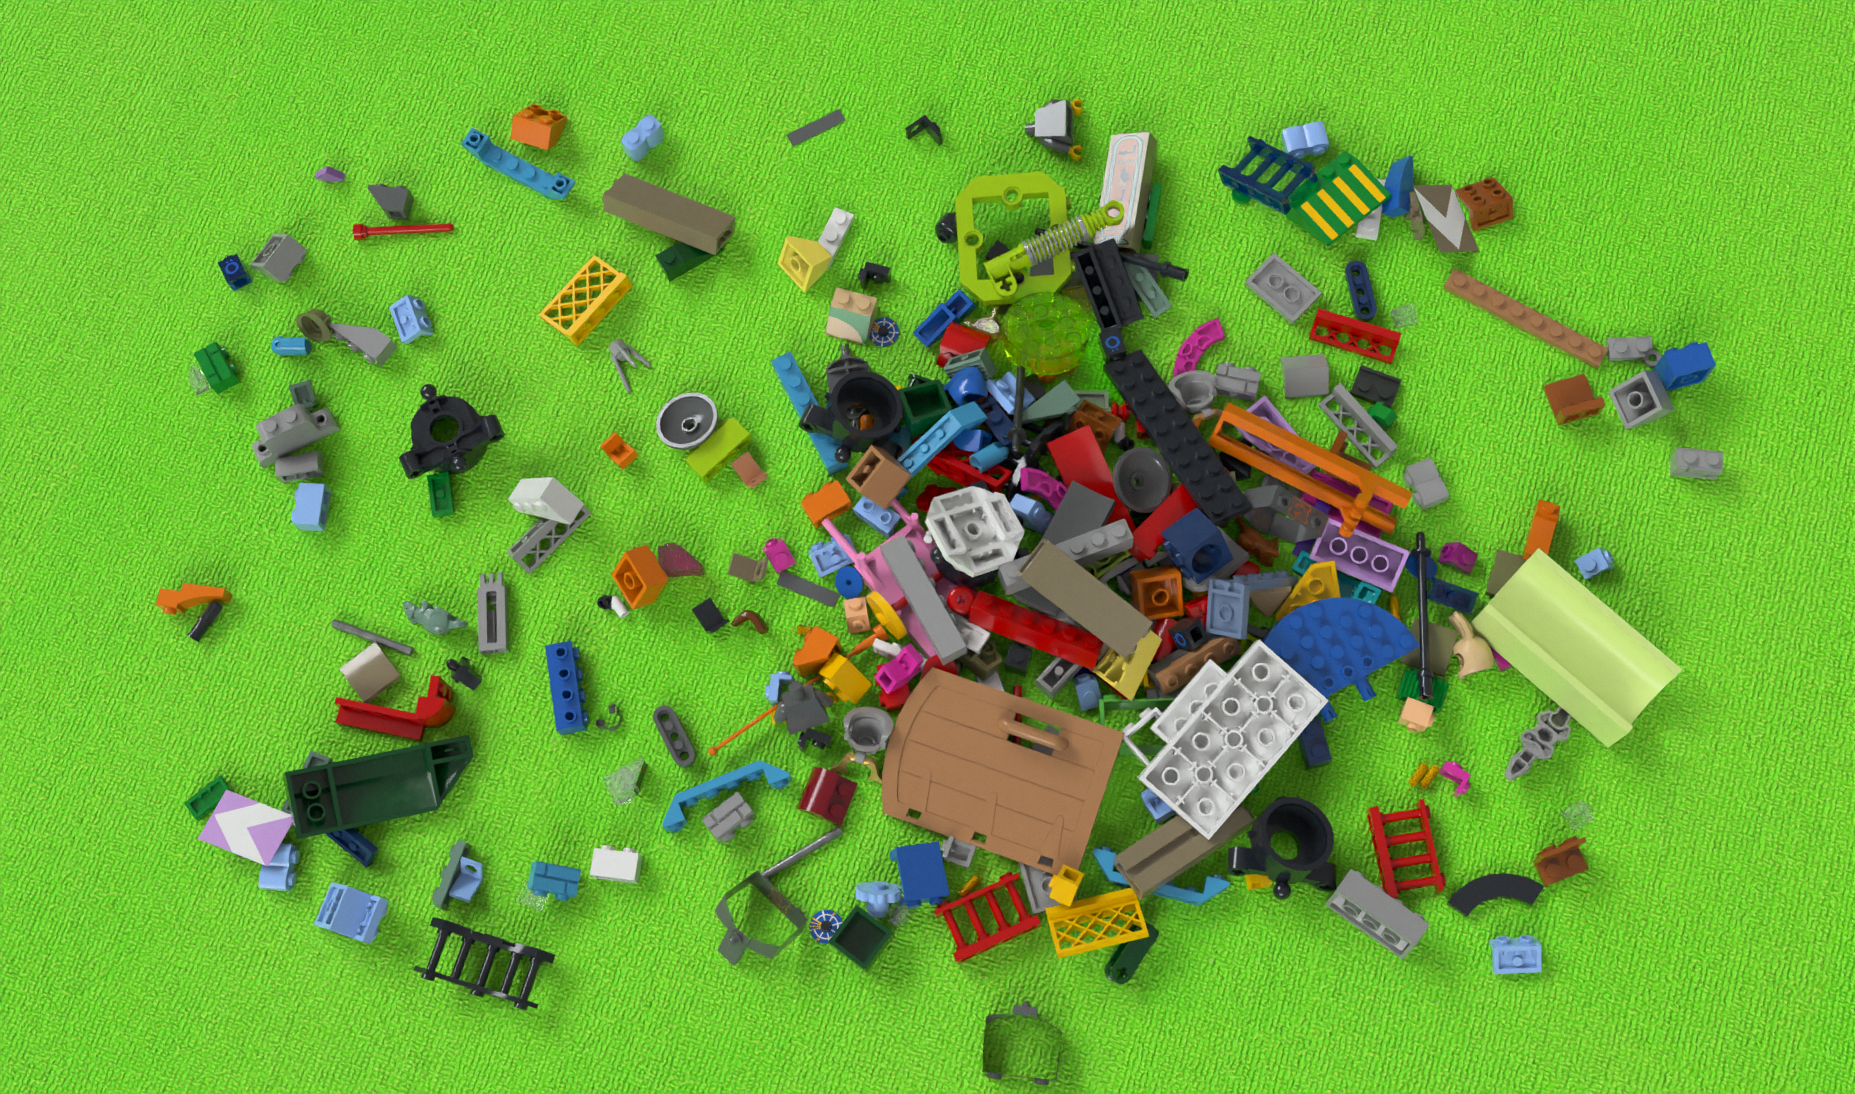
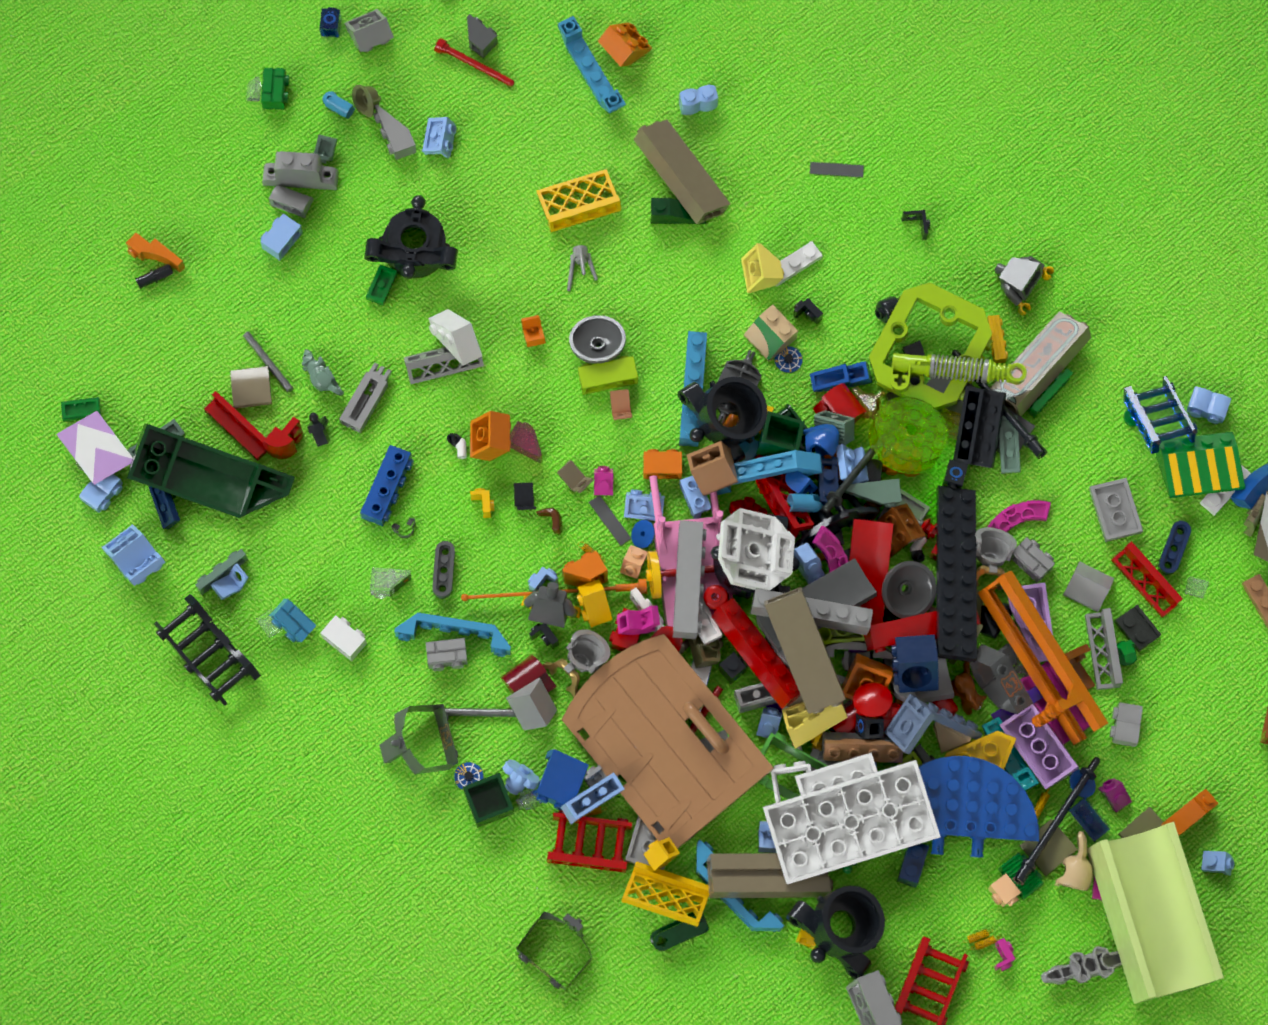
camera: 20 degrees right, 0 degrees up
(679, 646) = (487, 504): none -> yellow bracket
(846, 817) = (532, 705): none -> light grey slope
(964, 873) = (592, 798): none -> light blue brick
(1077, 205) = (999, 344): none -> yellow piece
(1176, 607) = (872, 700): none -> red dish

